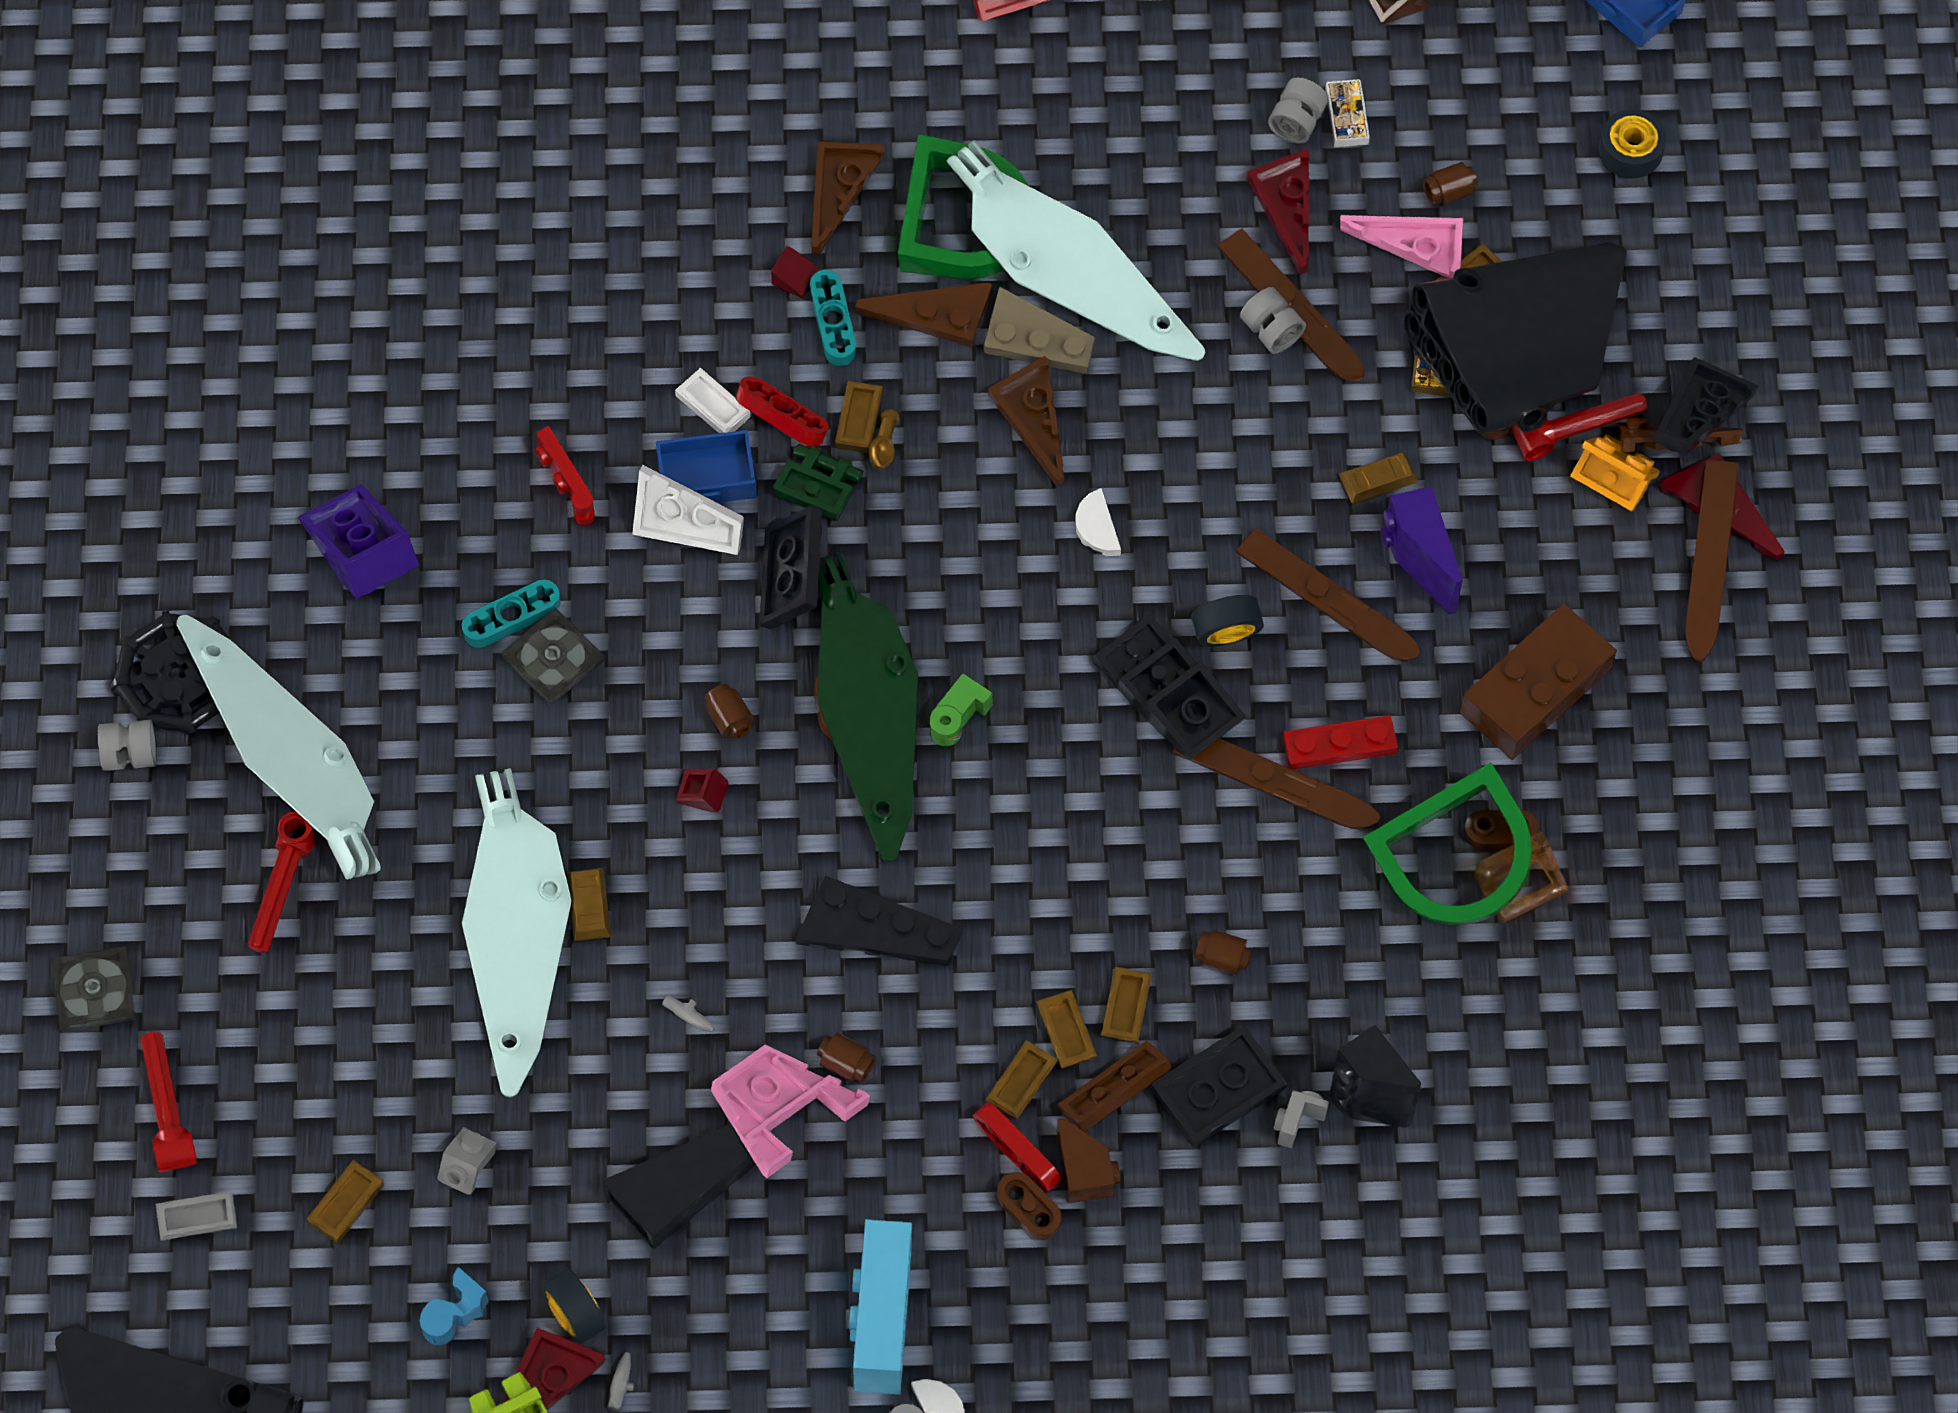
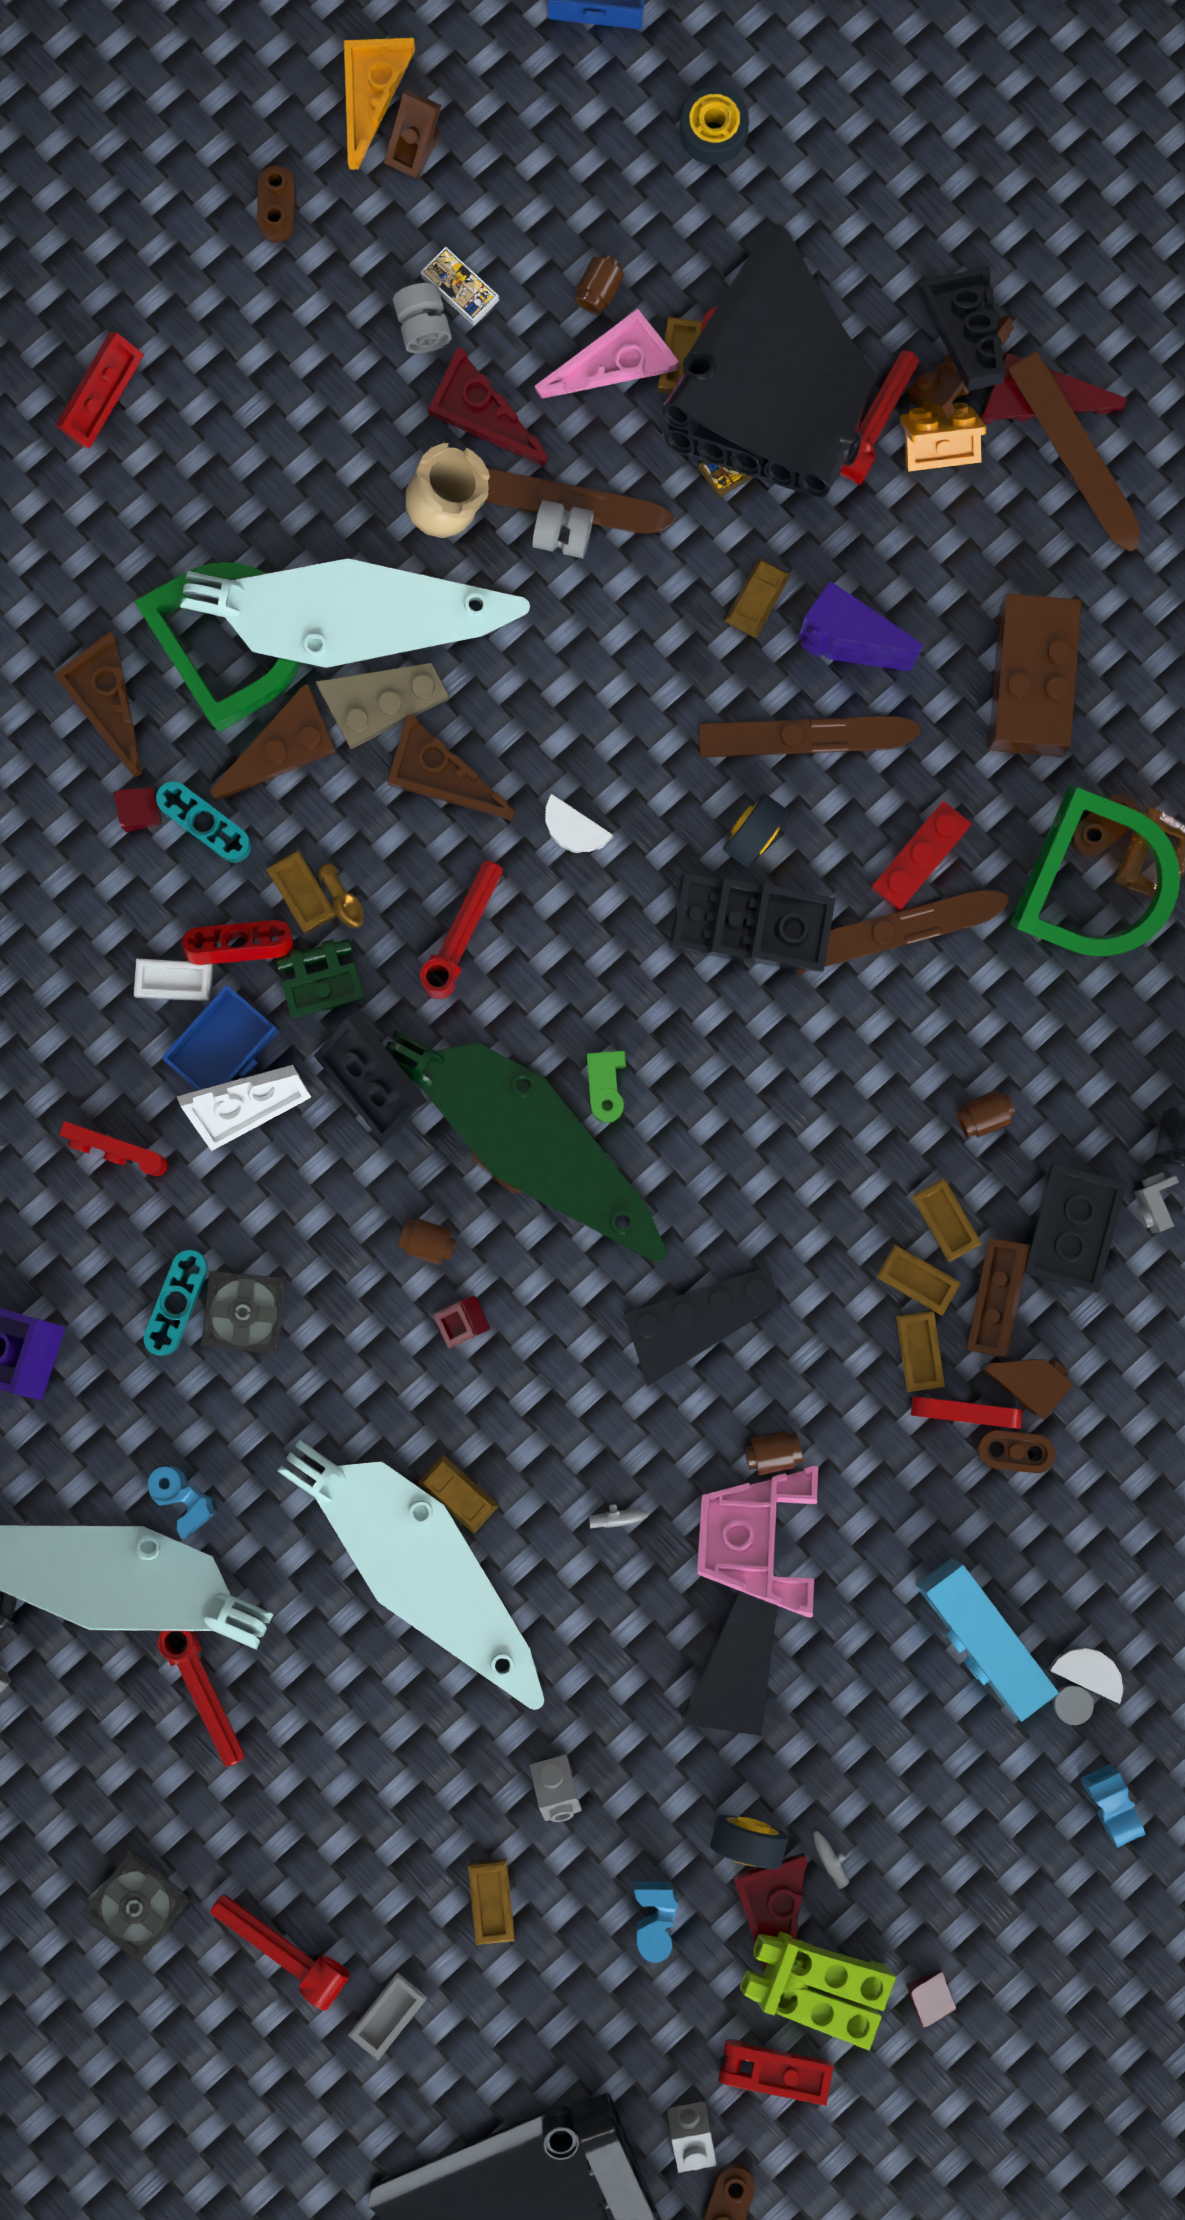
camera: 40 degrees left, 20 degrees up
(389, 733) = (168, 1486): none -> dark azure leg
(943, 530) = (461, 931): none -> red axle
(1207, 227) = (446, 490): none -> tan tile

